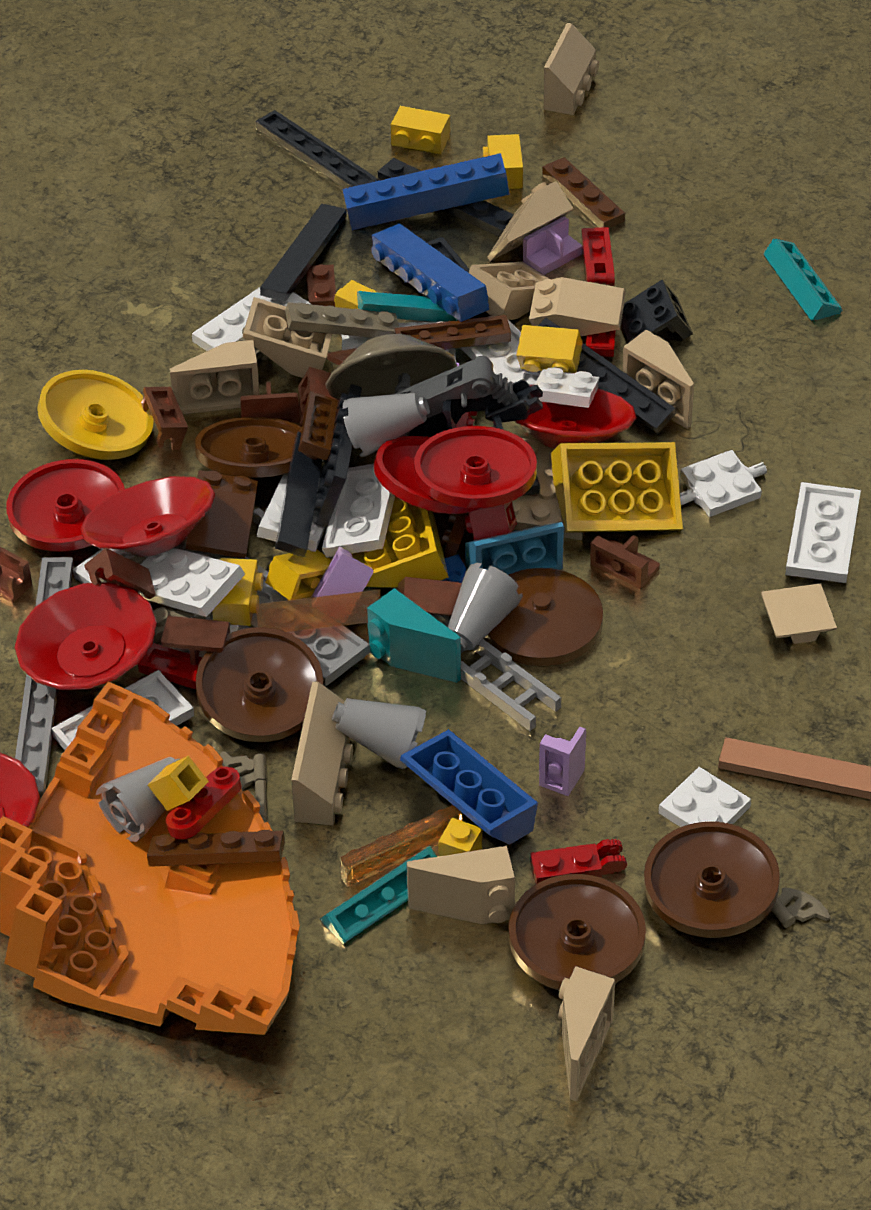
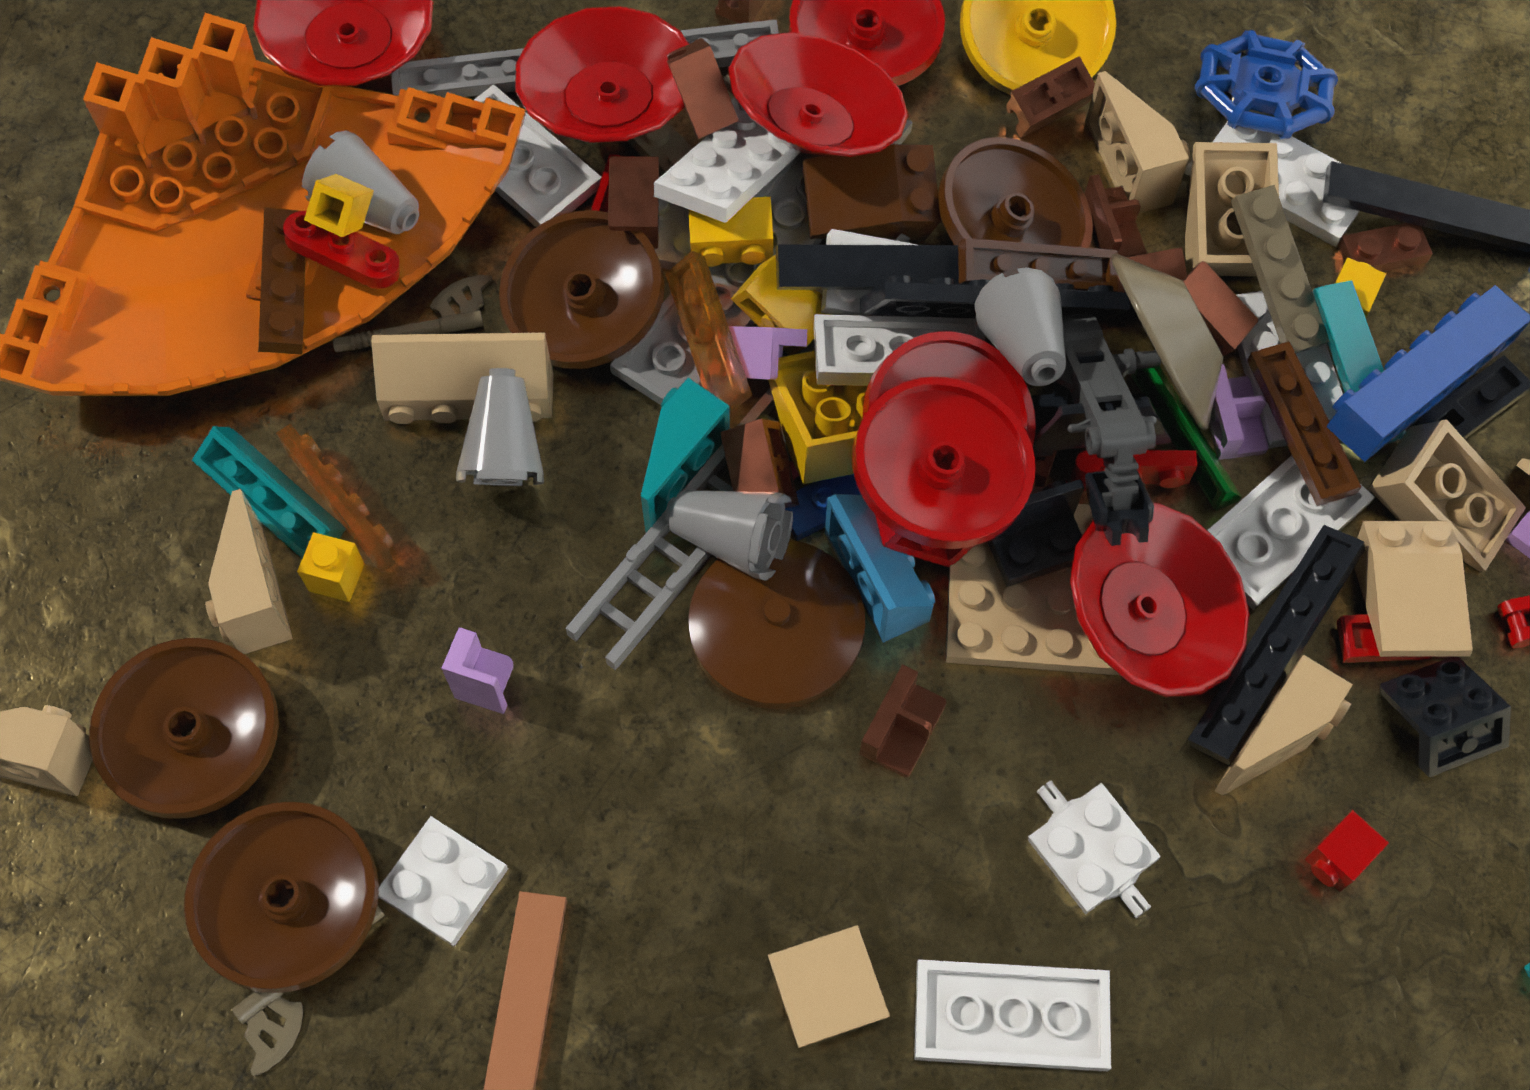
camera: 80 degrees right, 20 degrees up
(181, 312) = (1286, 91): none -> blue plate
(473, 786) = (410, 558): blue slope -> none
(549, 348) = (1291, 555): yellow brick -> none
(567, 388) = (1213, 588): white plate -> none
(579, 860) = (328, 716): red hinge -> none
(617, 486) = (1026, 690): yellow slope -> none
(737, 372) = (1345, 852): none -> red brick

